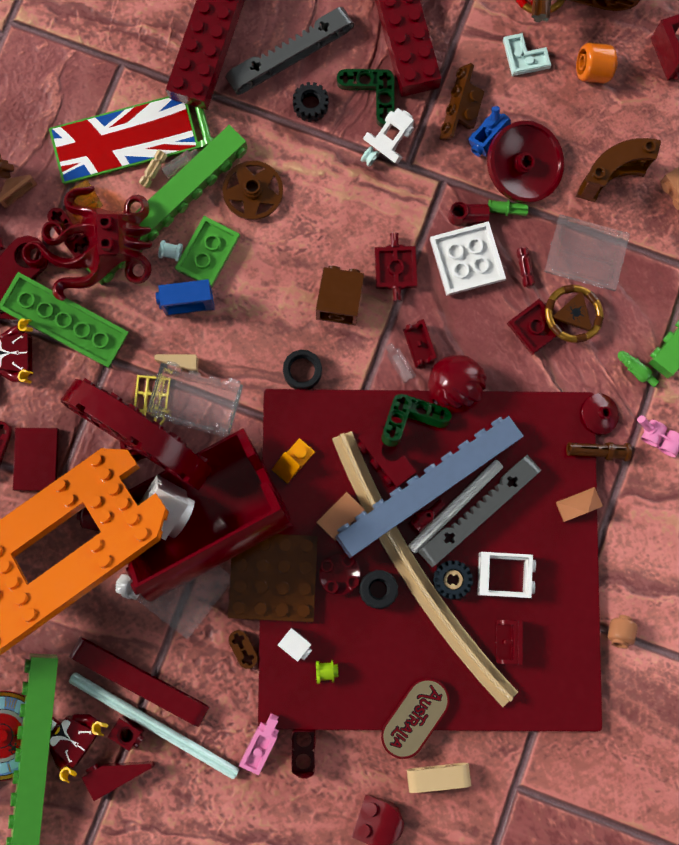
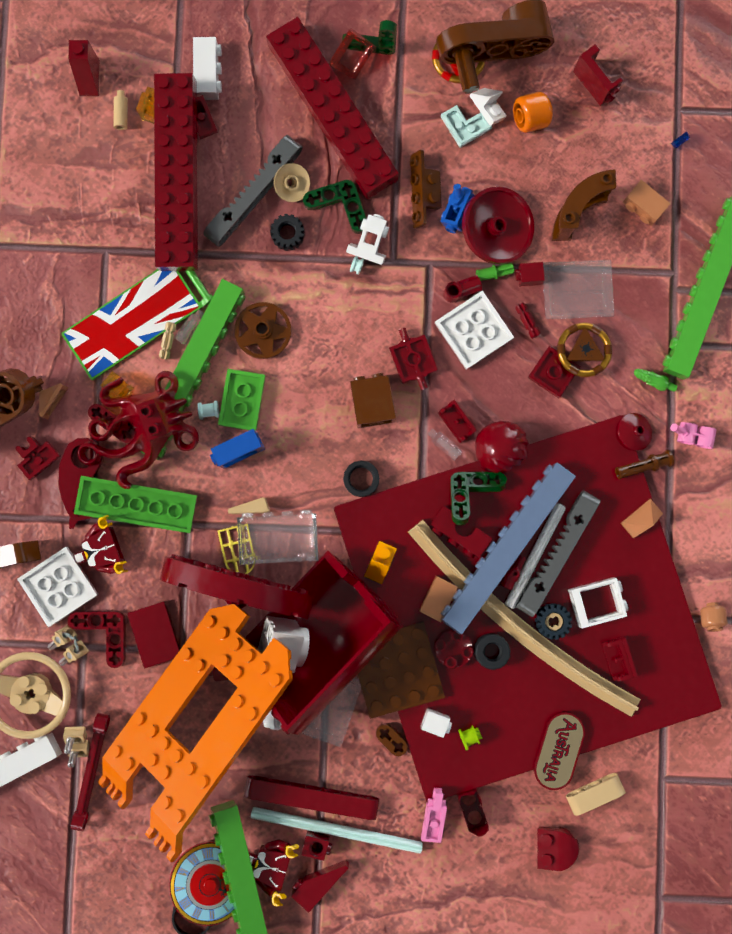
camera: 10 degrees left, 5 degrees up
(340, 54) = (299, 186): none -> tan dish
(542, 221) = (530, 274): none -> dark red brick
(553, 41) = (486, 102): none -> white slope

